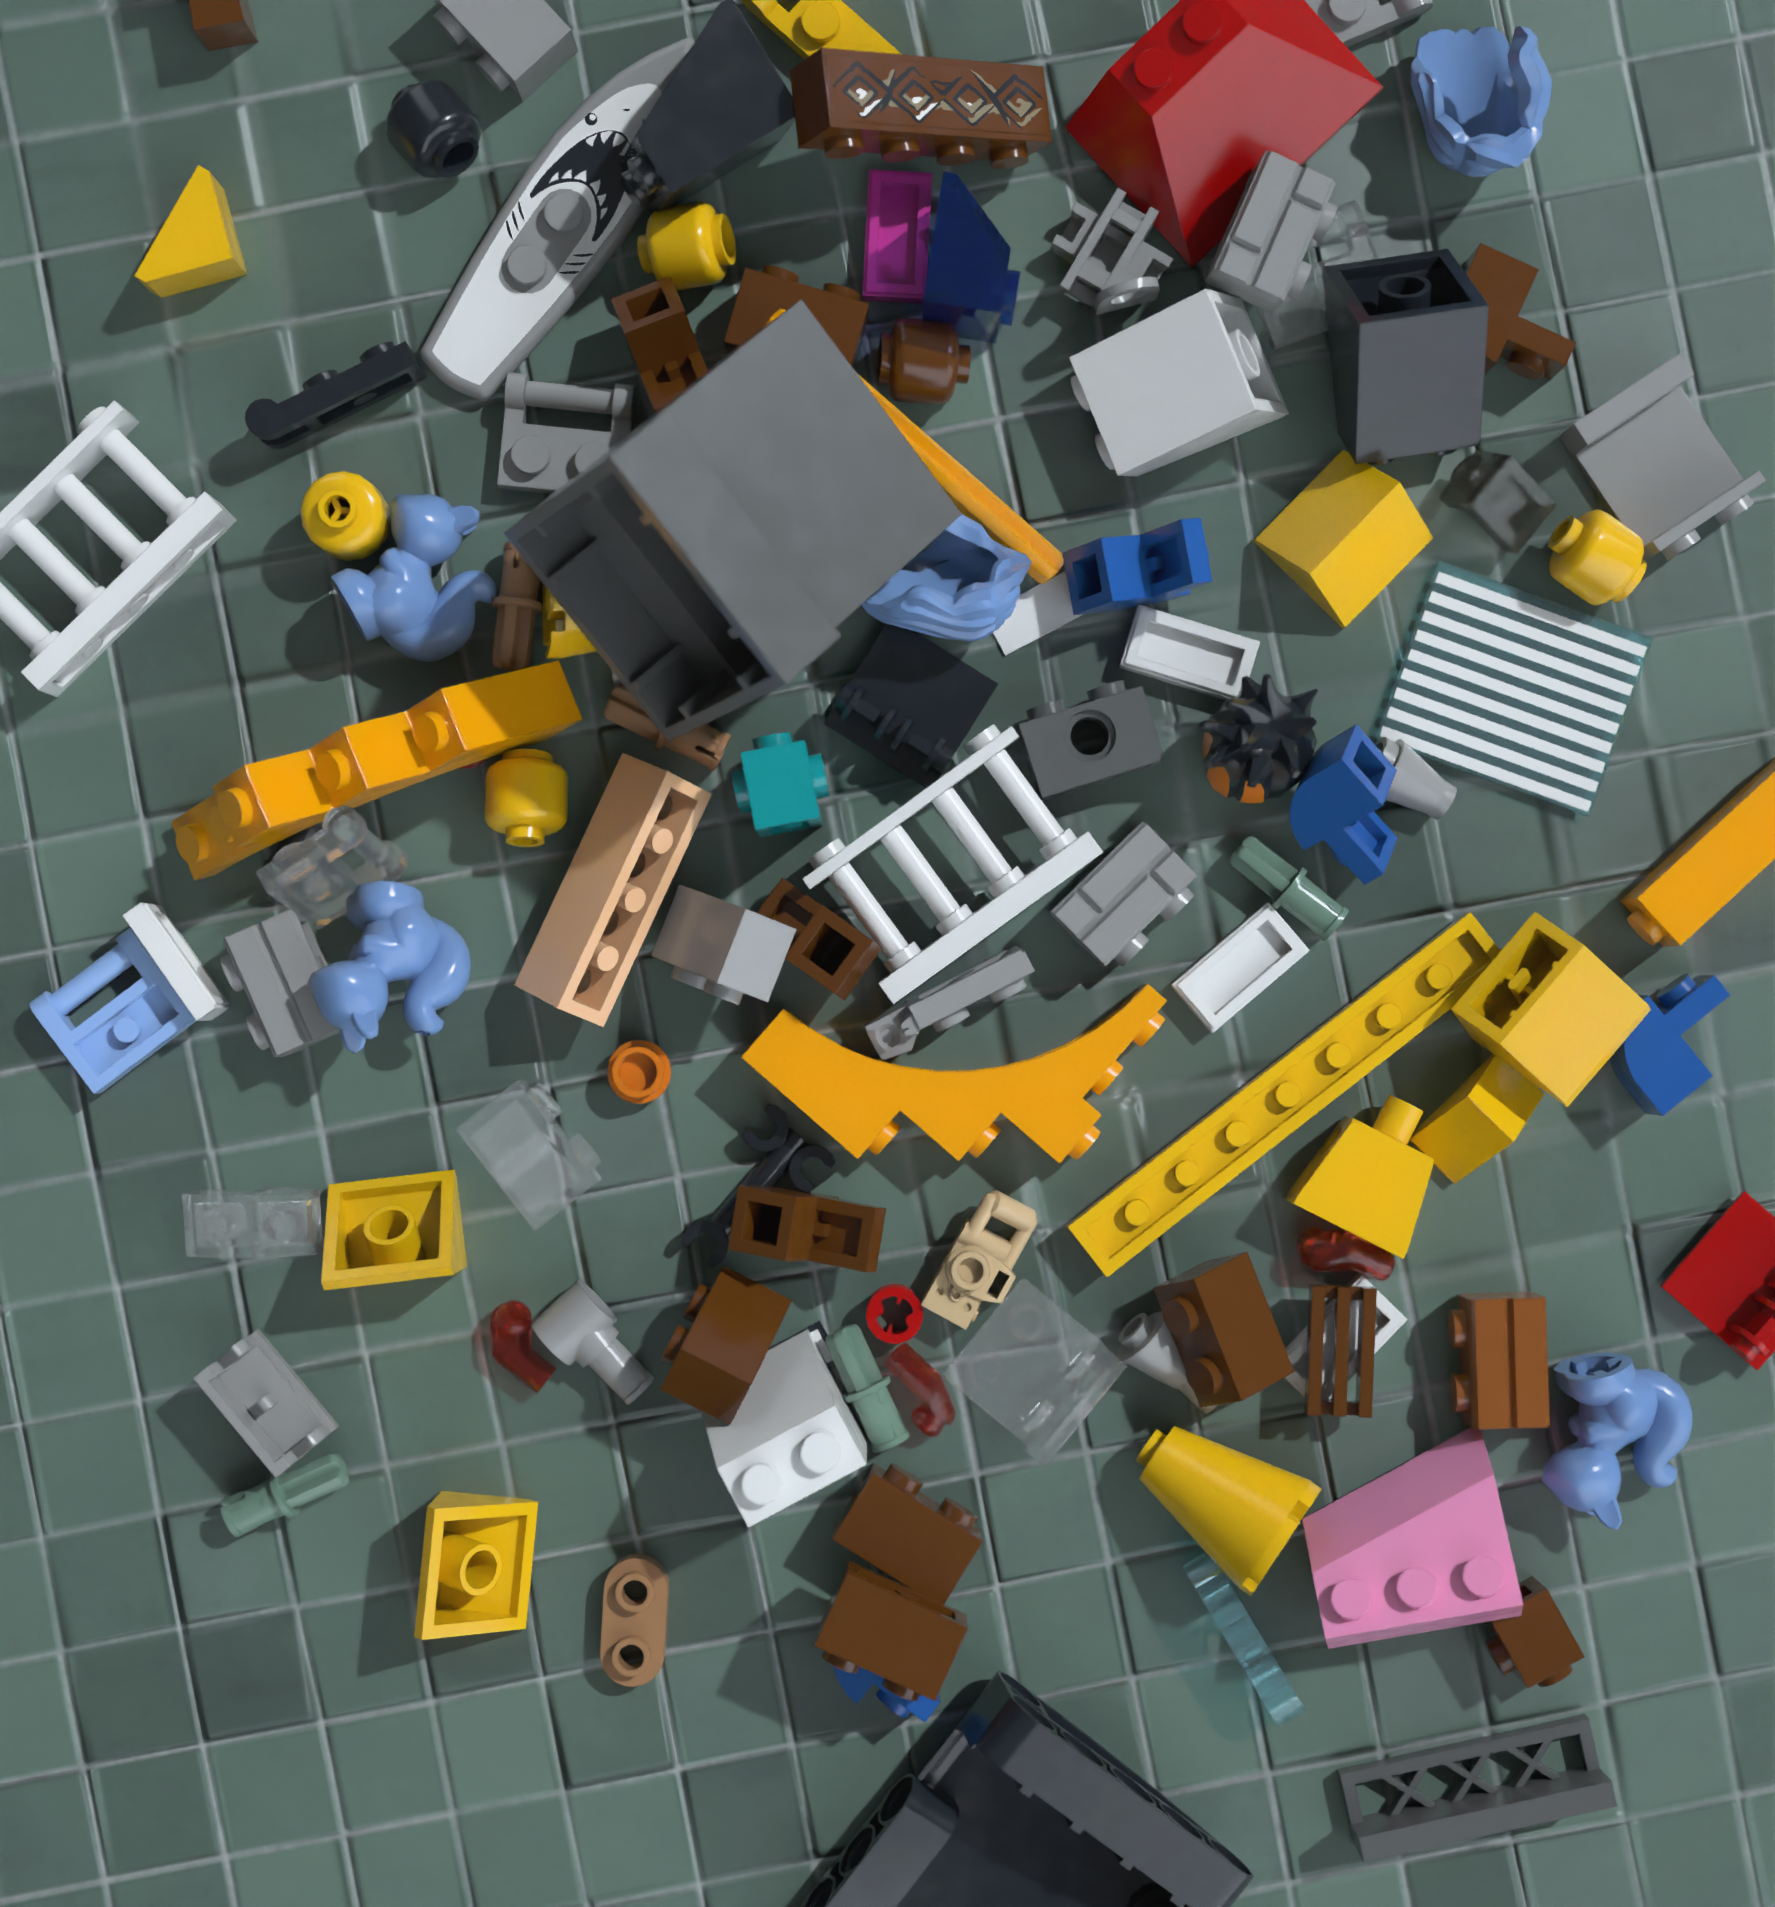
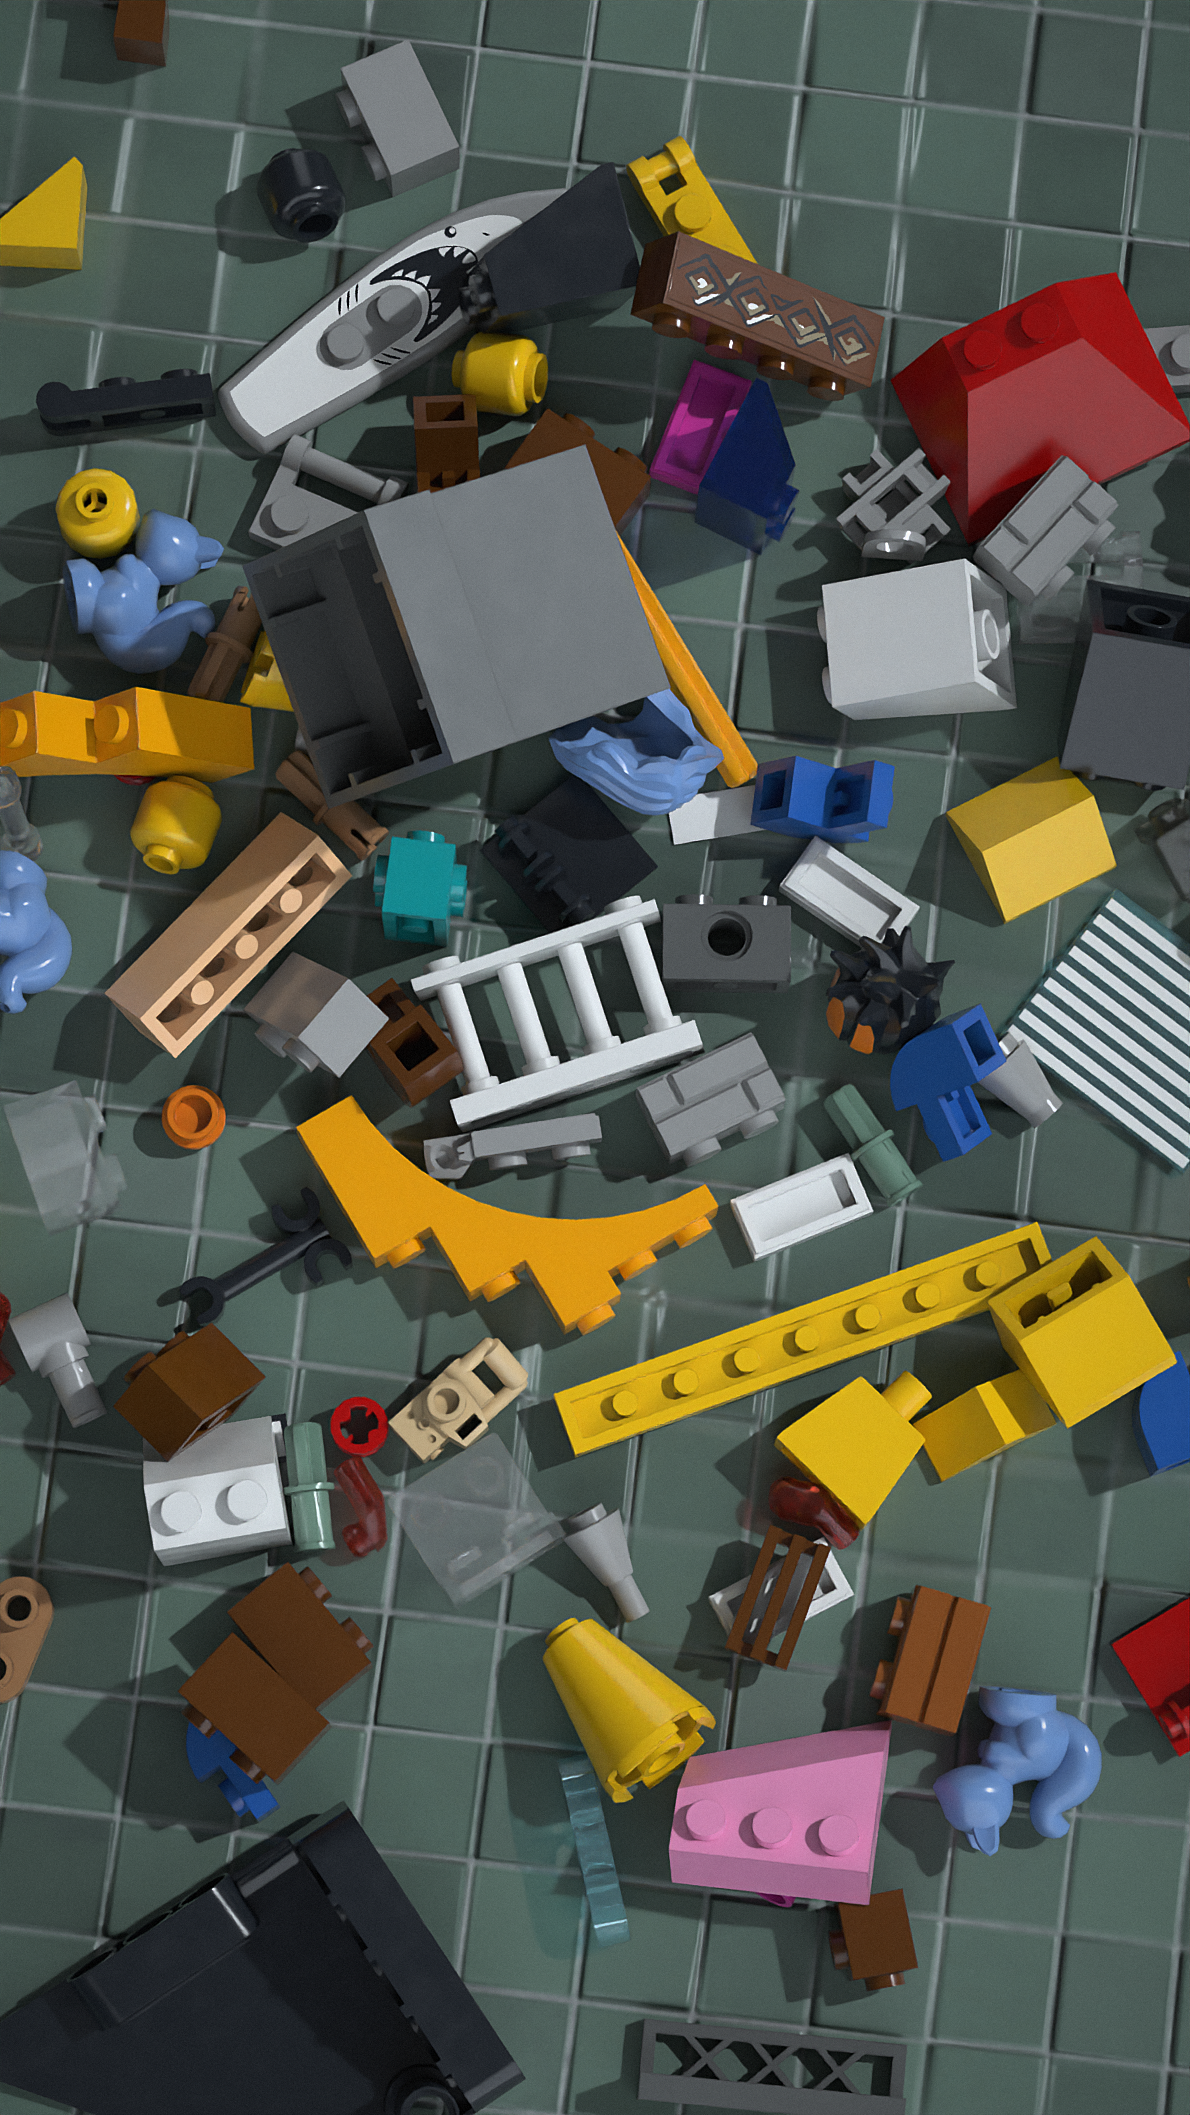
camera: 15 degrees right, 10 degrees down
(806, 1227) = (302, 1310): reddish brown brick -> none
(922, 361) = (684, 546): reddish brown head -> none
(1223, 1330) = (670, 1539): reddish brown brick -> none

